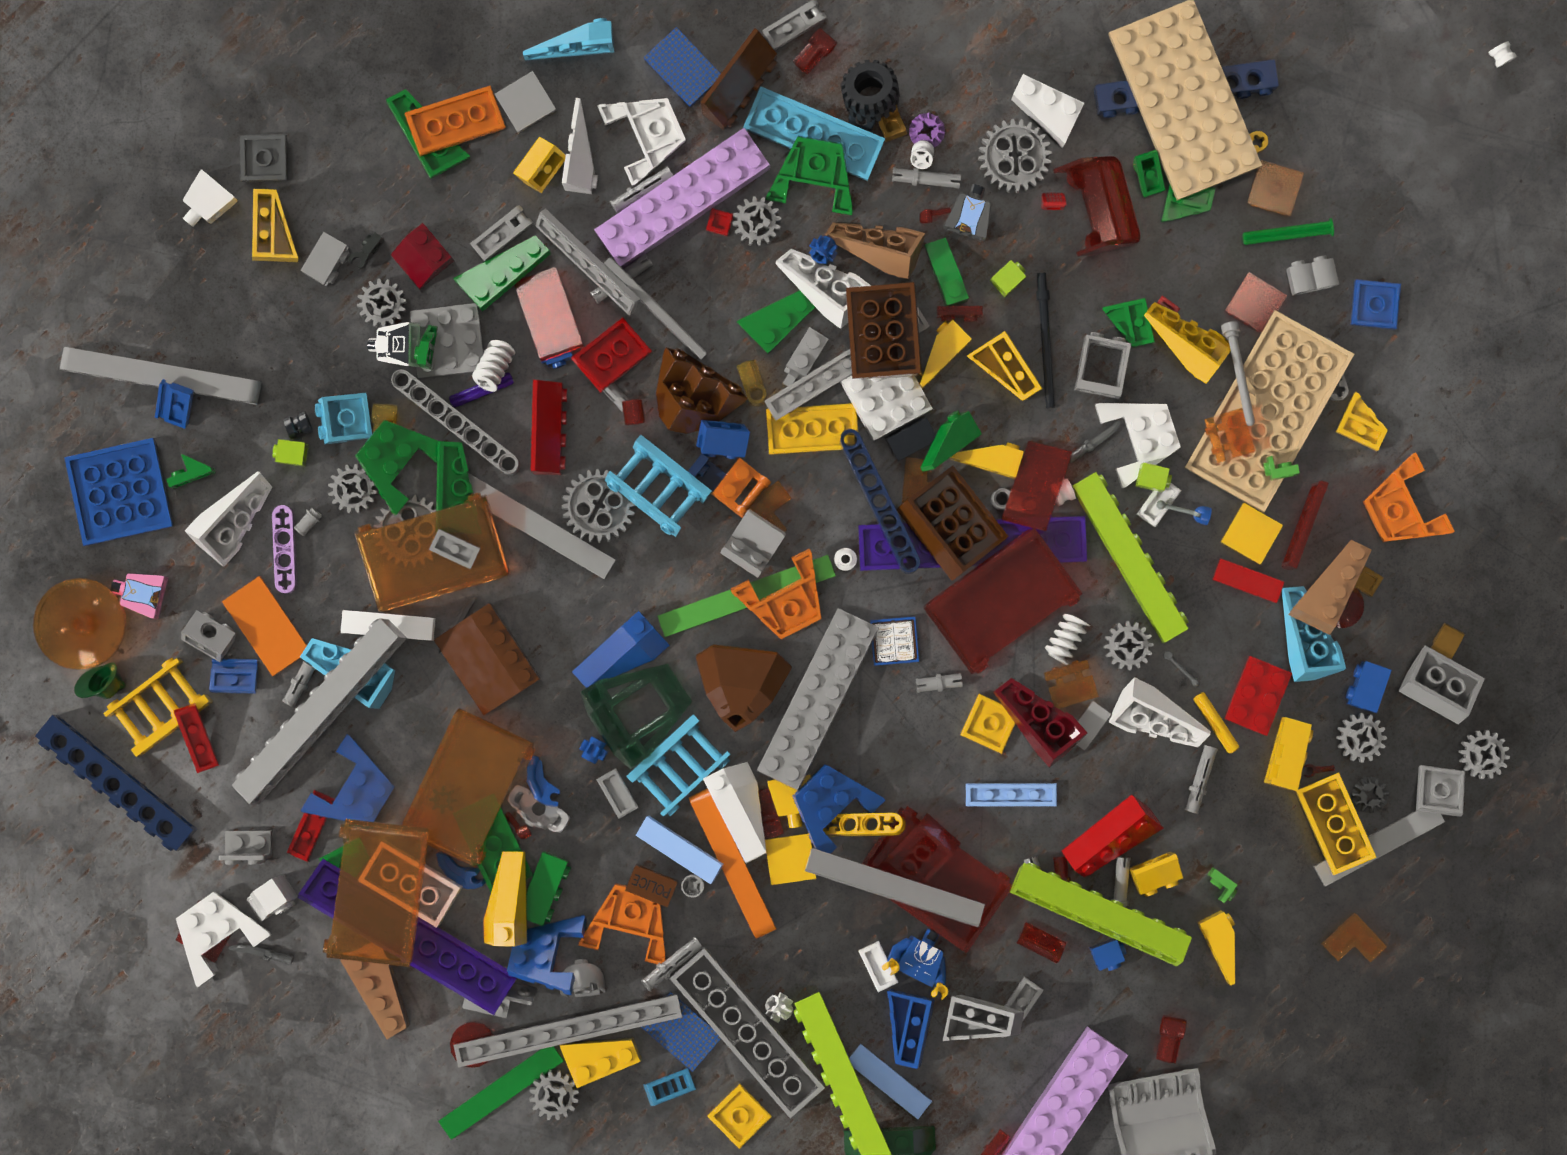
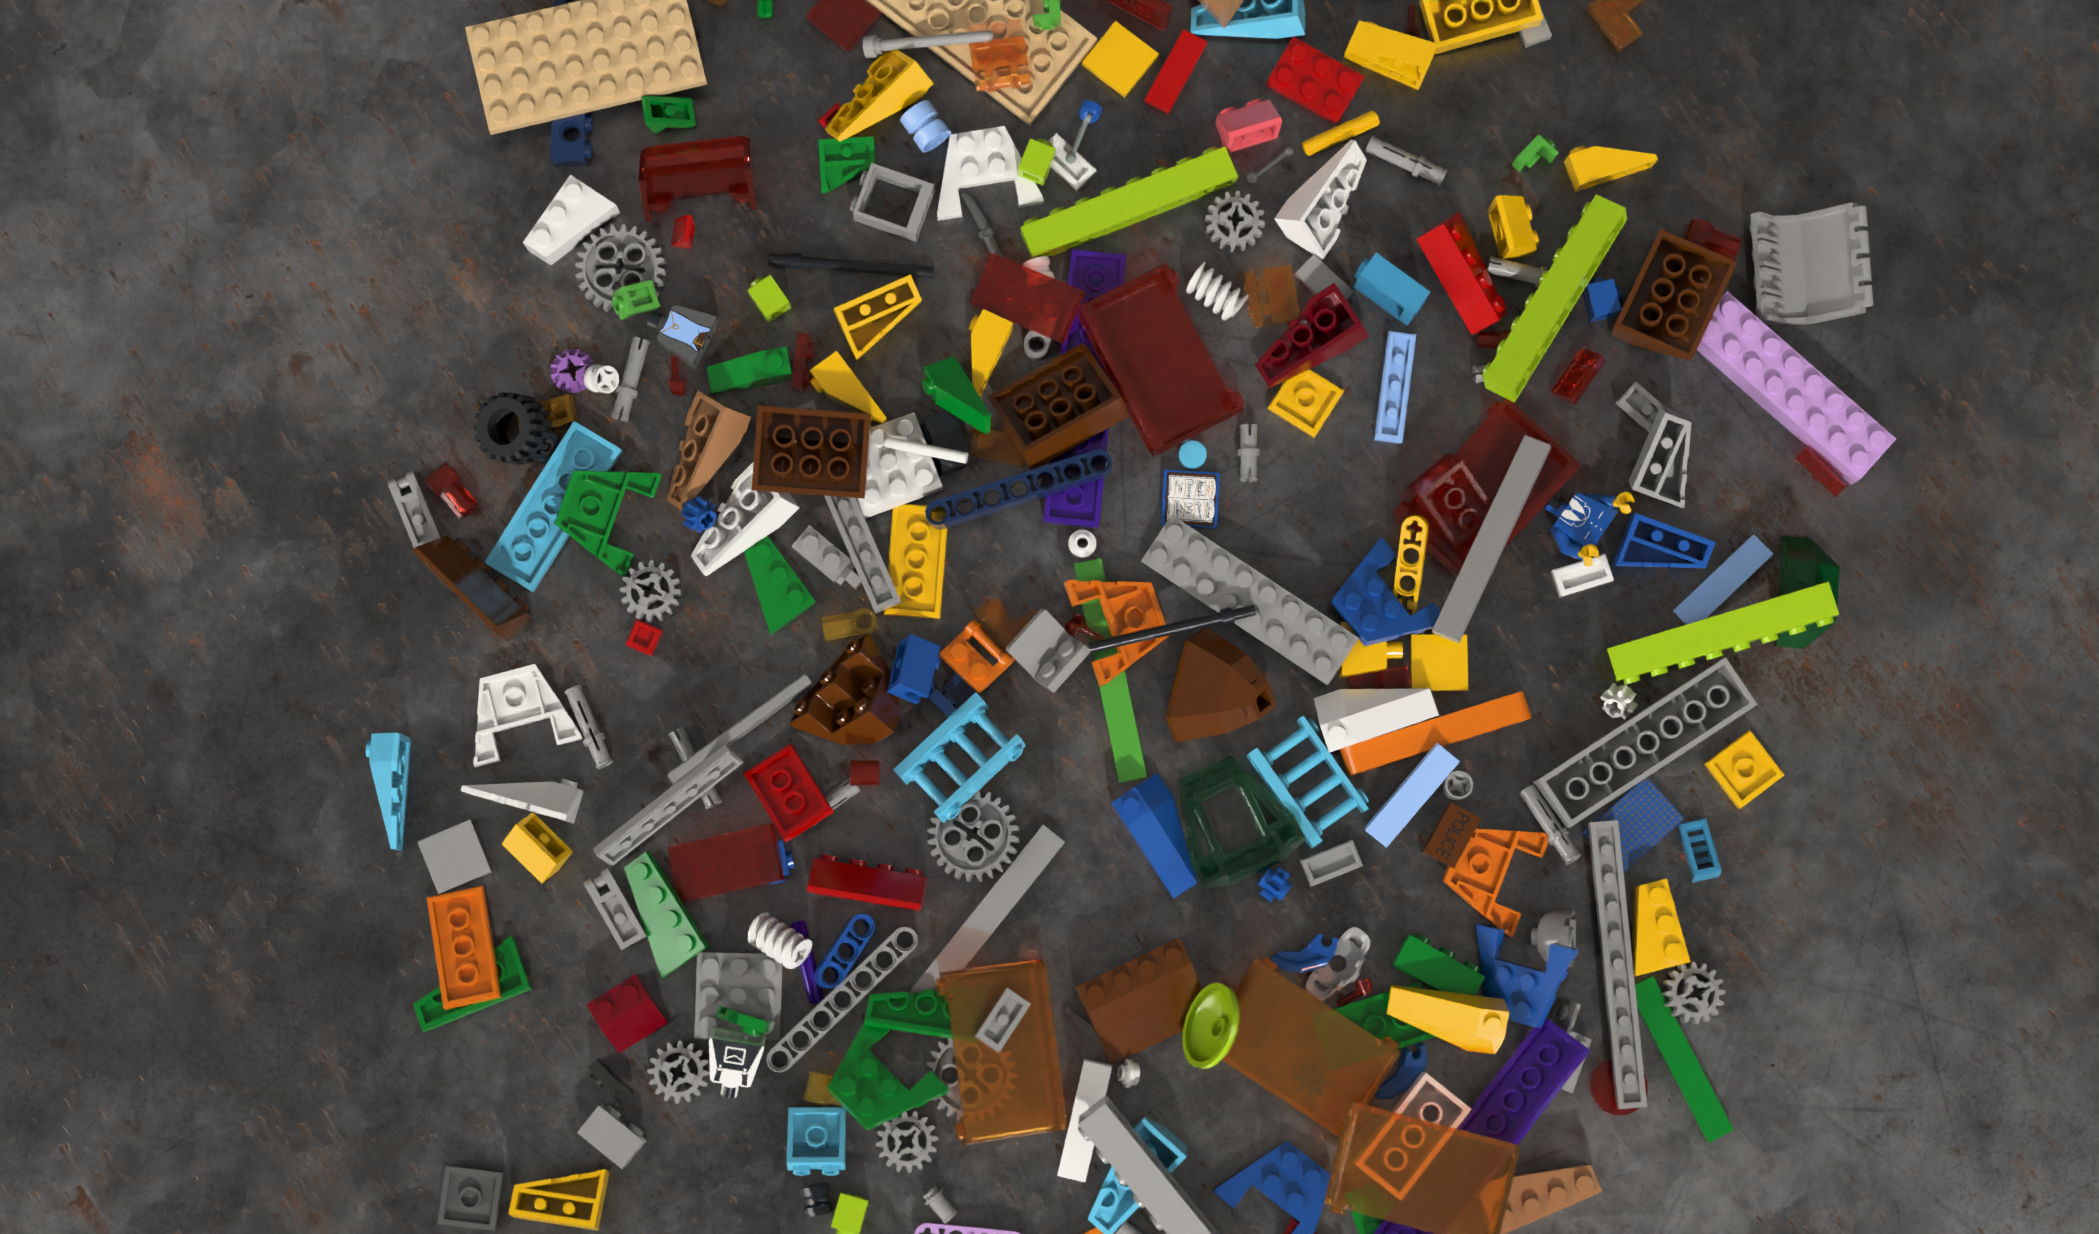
camera: 85 degrees left, 5 degrees down
(429, 654) = (1128, 1073): none -> white plate
(472, 713) = (1211, 1026): none -> lime dish
(486, 408) = (856, 944): none -> blue beam
(682, 67) = (444, 655): blue tile -> none
(682, 198) = (608, 677): lavender brick -> none
(779, 565) = (1078, 625): none -> clear red hand
(799, 680) = (1225, 616): none -> black bar
(901, 422) = (925, 449): none -> white bar
(931, 637) = (1192, 454): none -> medium azure tile
(989, 171) = (635, 299): none -> bright green bracket
(1089, 779) = (1390, 288): none -> dark azure window
(1116, 1012) = (1674, 297): none -> reddish brown slope
(1171, 381) = (923, 123): none -> light blue wheel
(1189, 206) = (715, 71): green wing -> none
(1210, 645) = (1248, 125): none -> coral slope

